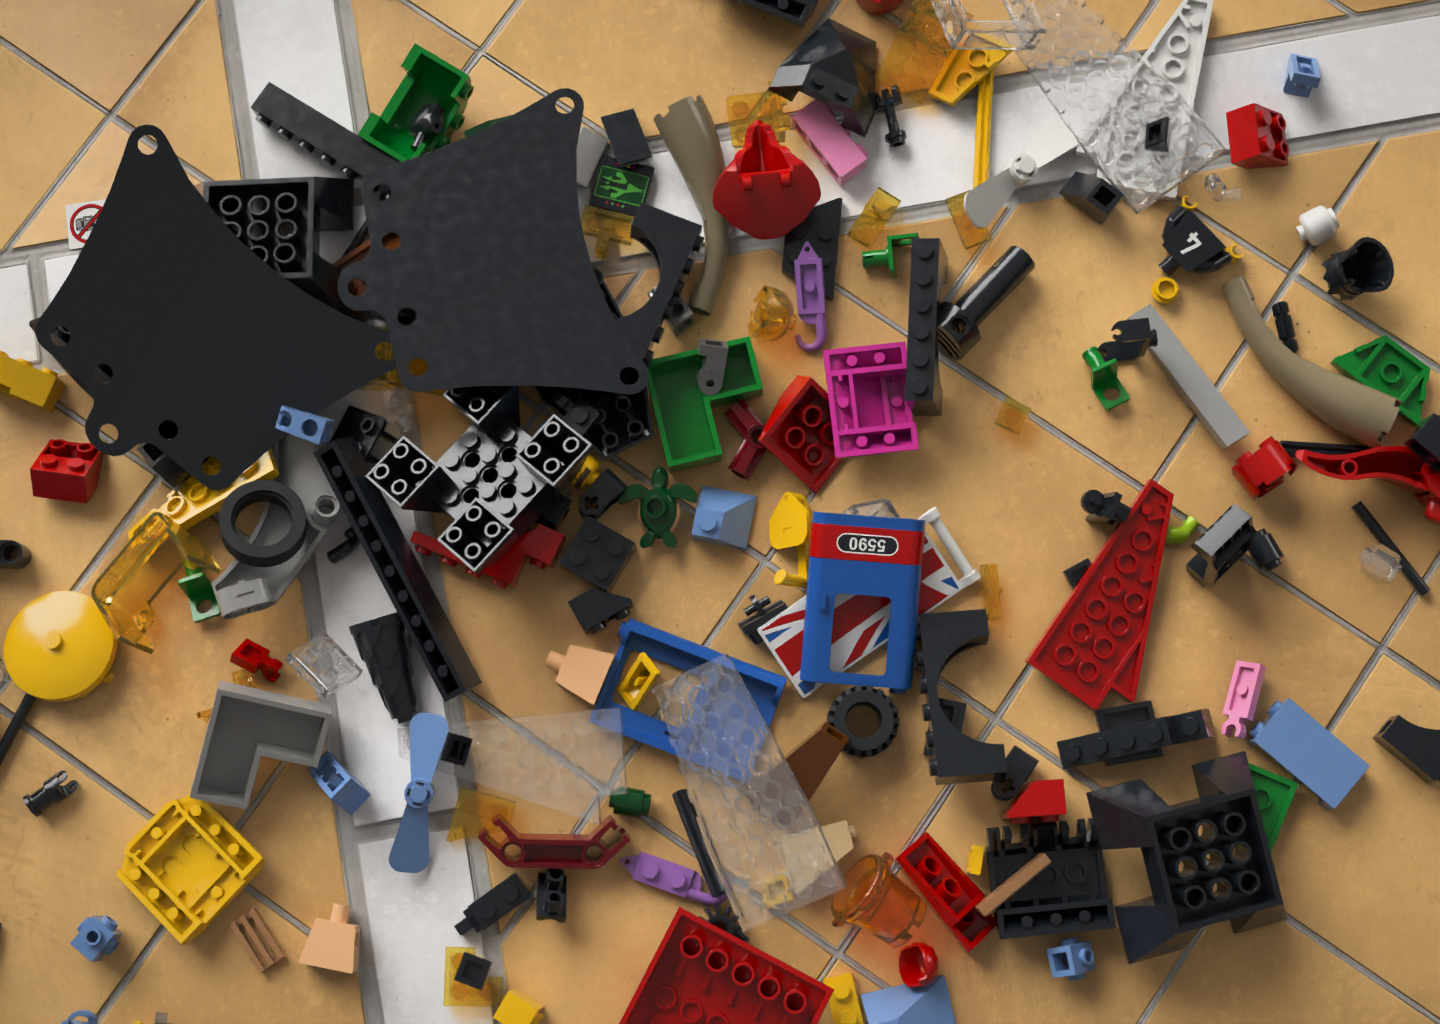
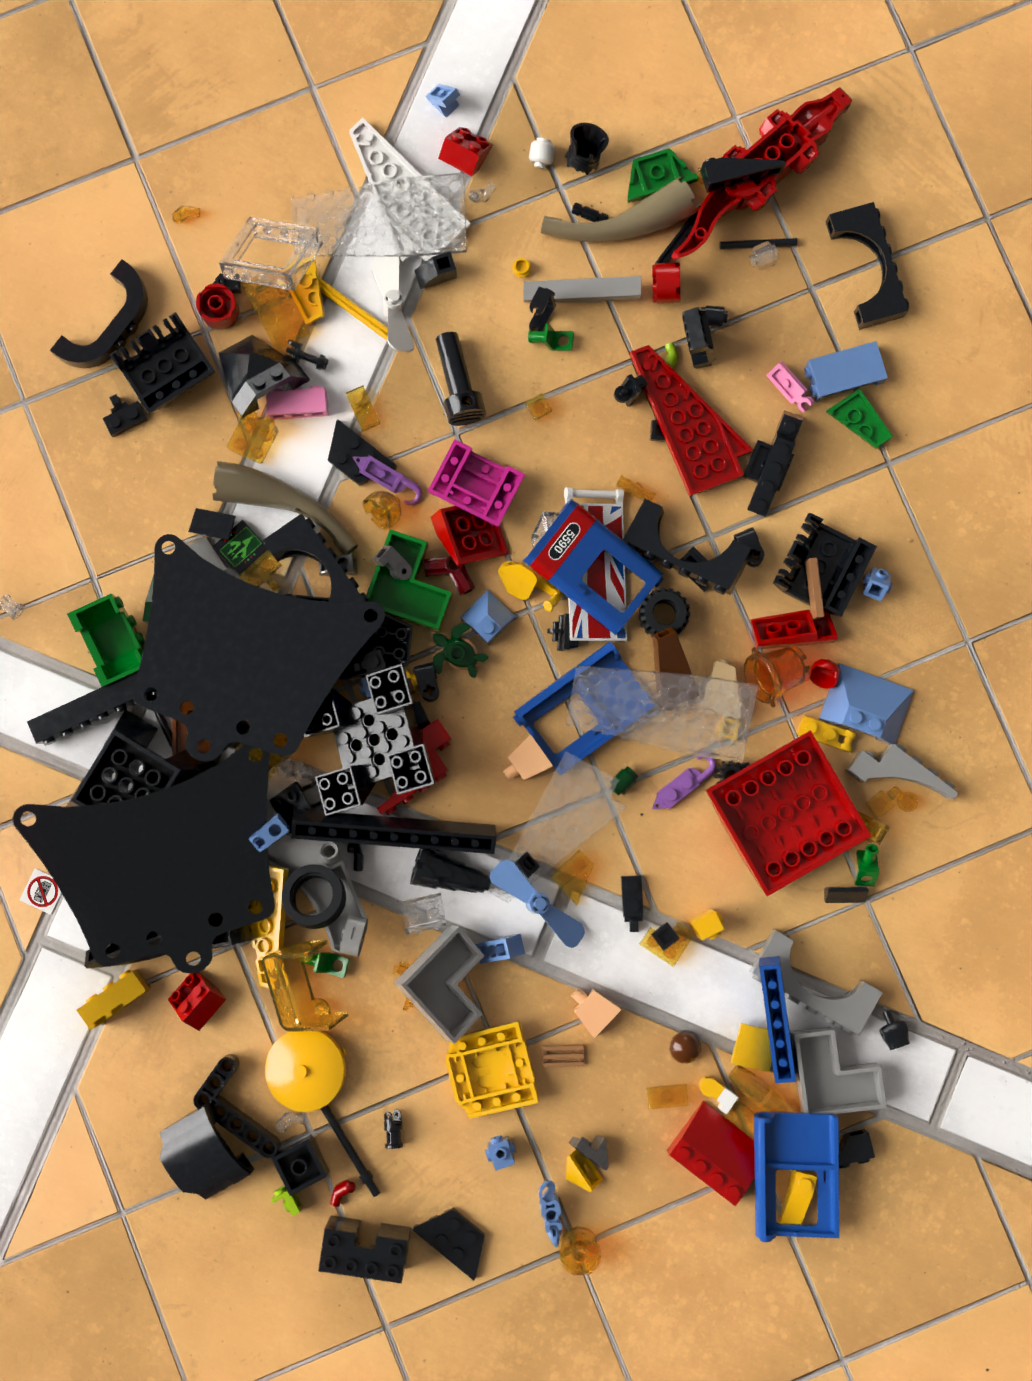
camera: 60 degrees left, 5 degrees up
(254, 658) = (391, 954): red plate -> none
(427, 124) = (122, 640): black piece -> none
(551, 895) = (650, 862): black hips -> none
(554, 850) = (624, 842): dark red piece -> none
(597, 555) = (462, 706): black brick -> none
(599, 607) = (494, 727): black slope -> none
(638, 681) = (555, 730): yellow slope -> none
(688, 816) = (659, 753): black axle -> none
(765, 187) = (303, 458): red animal -> none
(887, 256) = (392, 416): green bracket -> none
(927, 278) = (453, 420): black arch -> none
(968, 233) = (410, 359): clear yellow plate -> none
(975, 860) = (785, 601): yellow tile -> none
(1037, 799) = (775, 542): red slope -> none
(1158, 135) = (428, 206): black slope -> none
(1185, 901) = (869, 469): black slope -> none
(1193, 244) = (504, 232): black torso -> none

